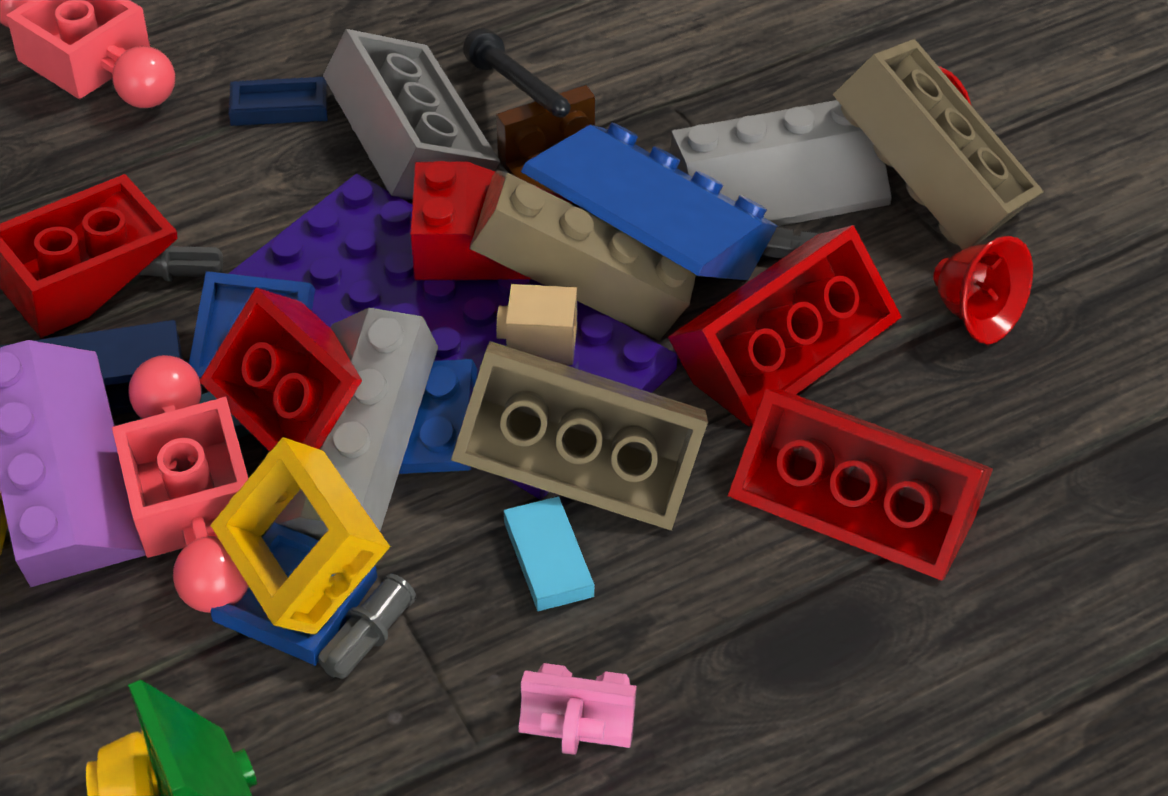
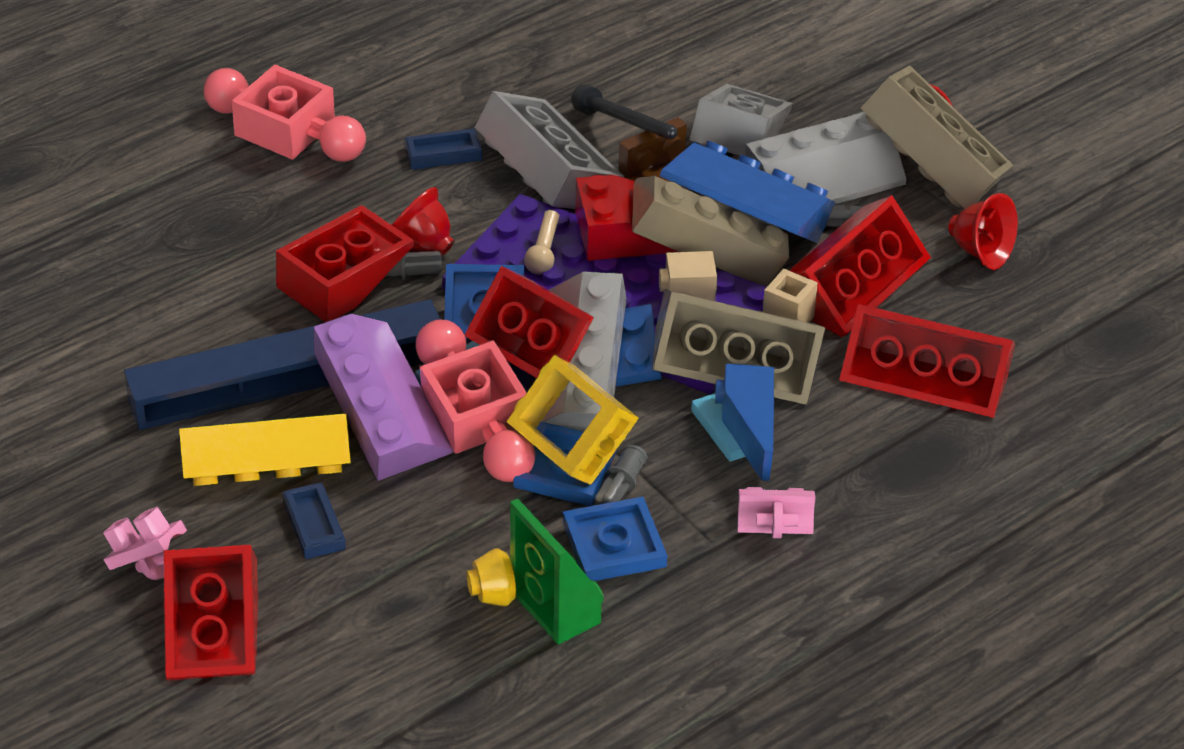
camera: 10 degrees left, 5 degrees down
(206, 207) = (426, 224): none -> red hat
(327, 728) = (614, 539): none -> blue plate
(348, 269) = (540, 257): none -> tan bar
(575, 534) = (749, 412): none -> blue slope
(675, 91) = (737, 117): none -> light grey slope
(678, 366) = (791, 296): none -> tan brick

